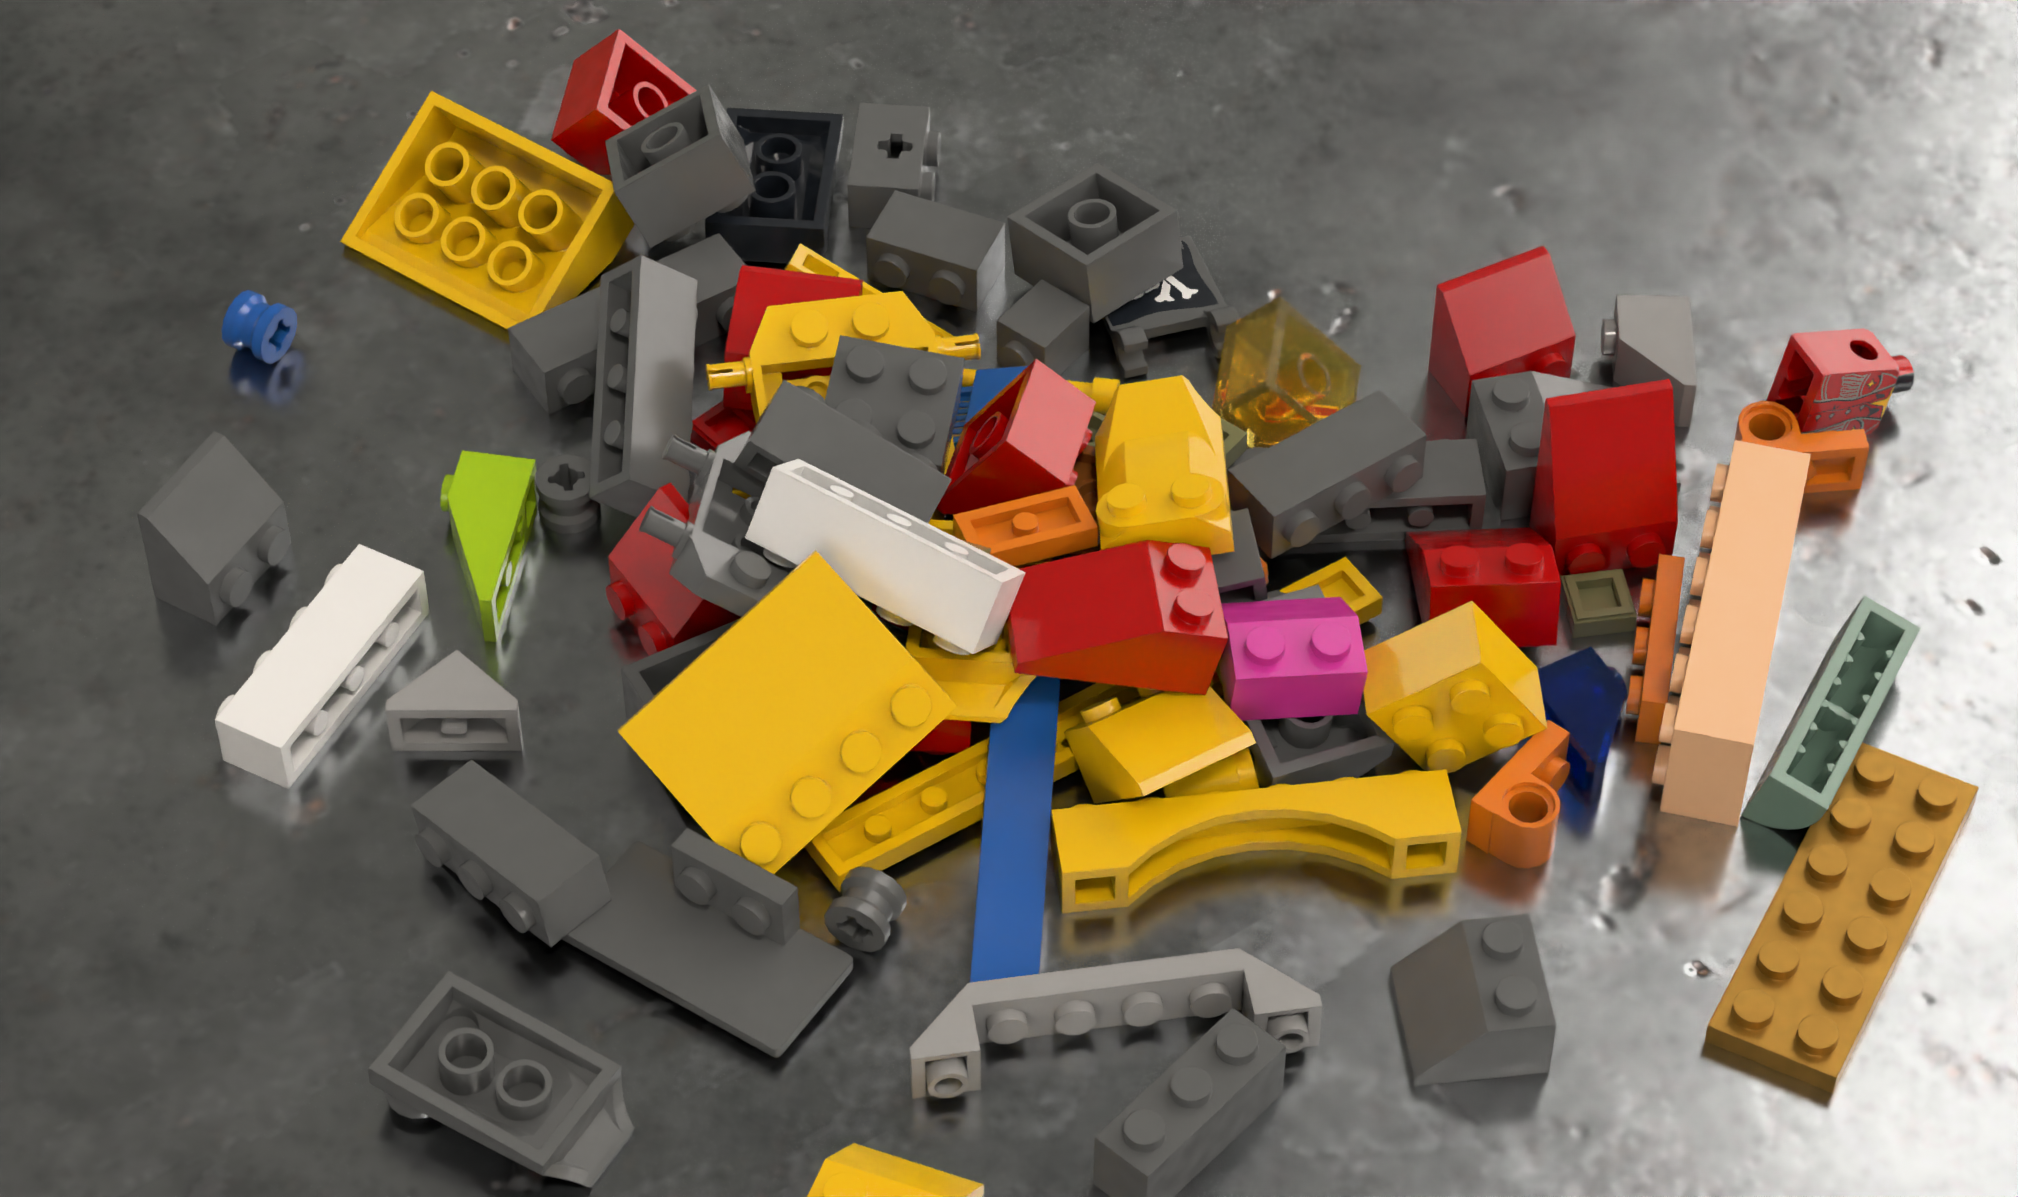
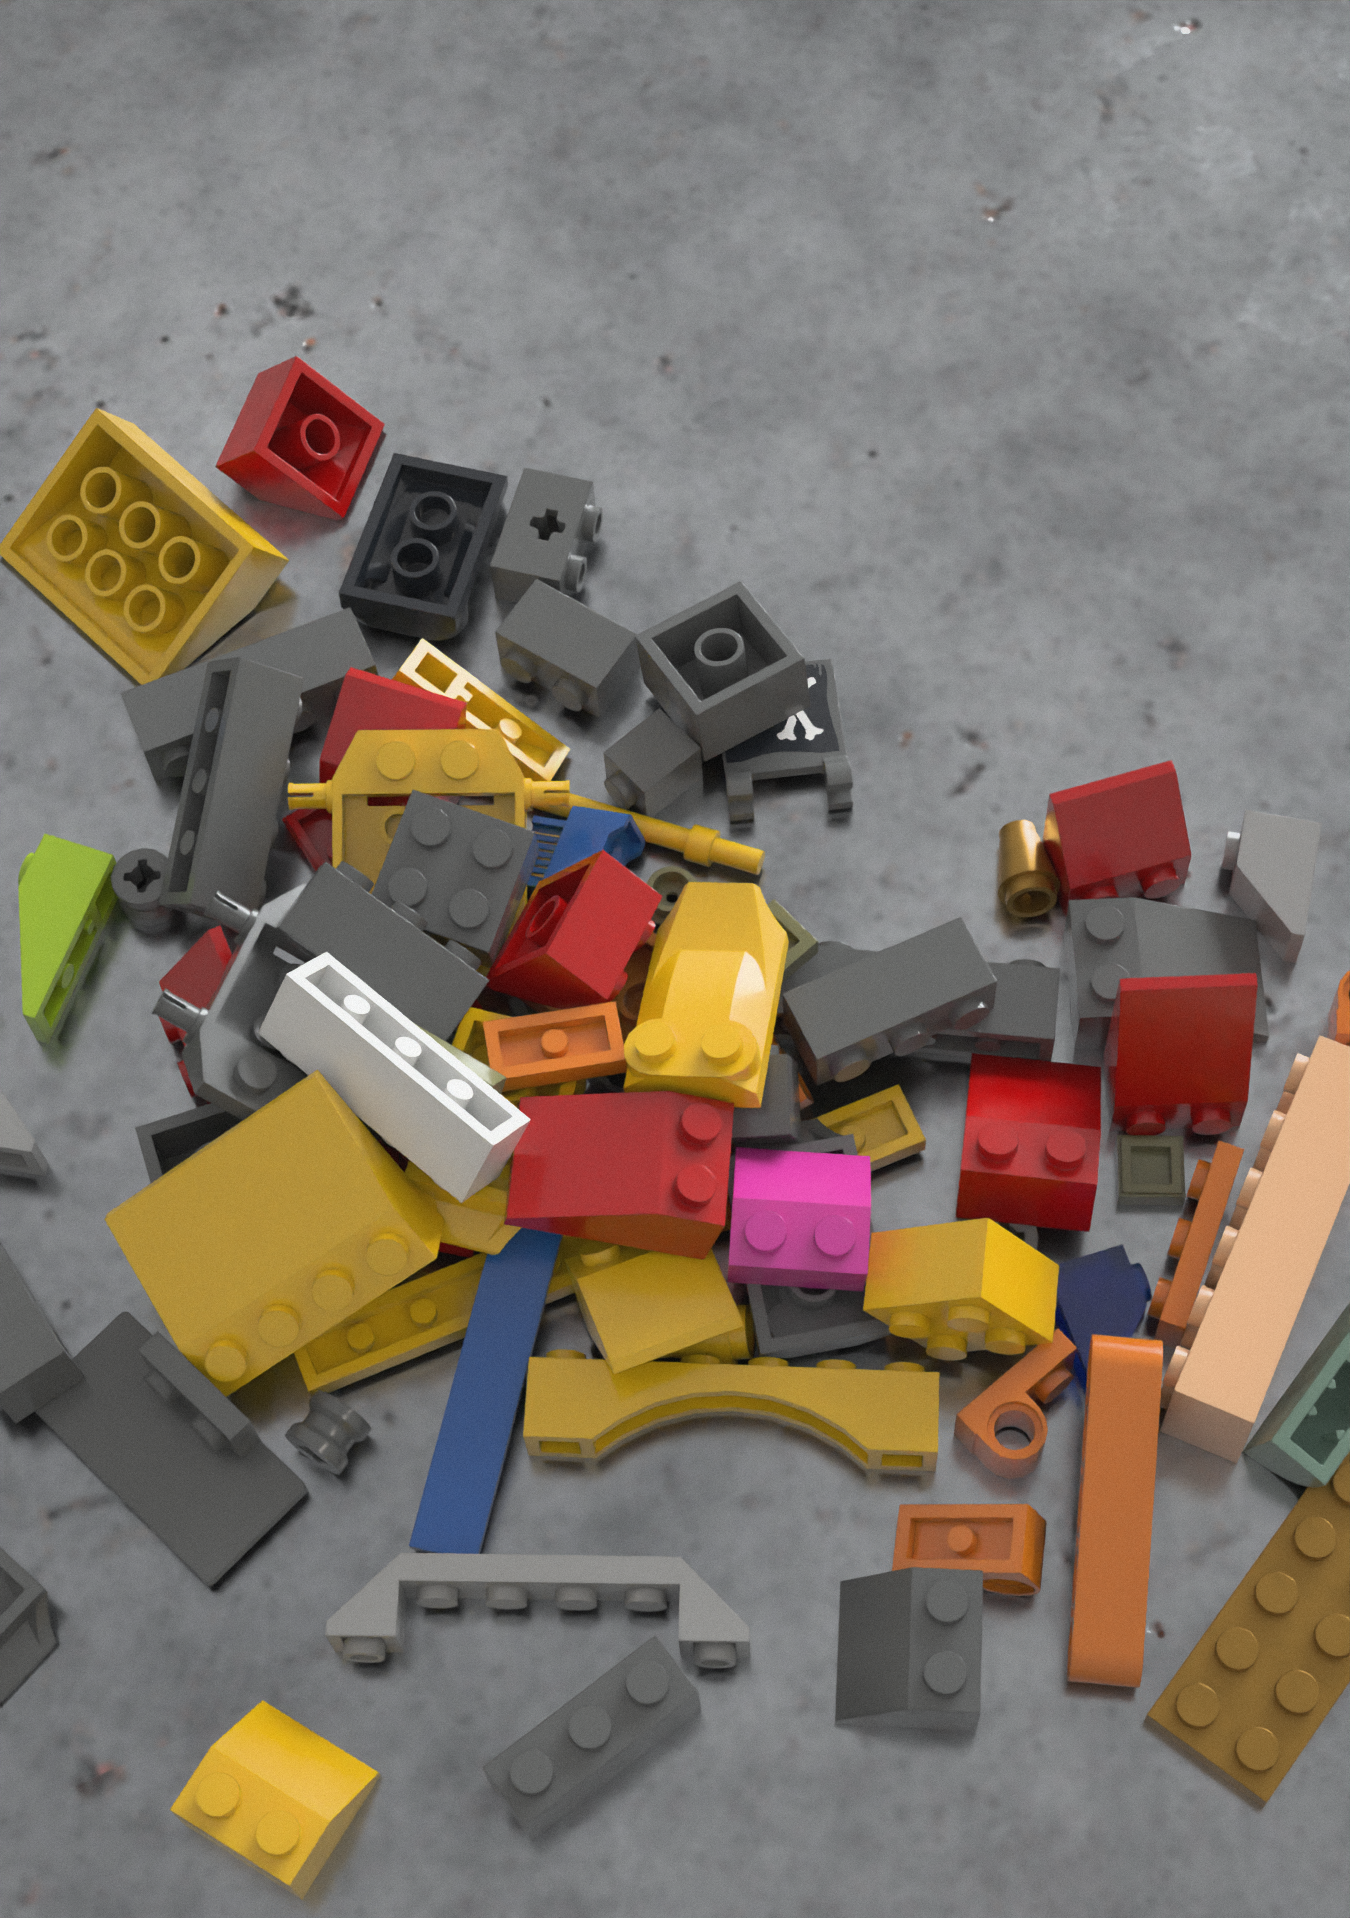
camera: 15 degrees right, 15 degrees up
(680, 167) = (318, 533): dark grey brick -> none
(1281, 375) = (884, 861): clear yellow slope -> none
(1420, 378) = (1025, 872): none -> pearl gold cone
(1534, 887) = (992, 1538): none -> orange plate
(1639, 856) = (1115, 1511): none -> orange beam

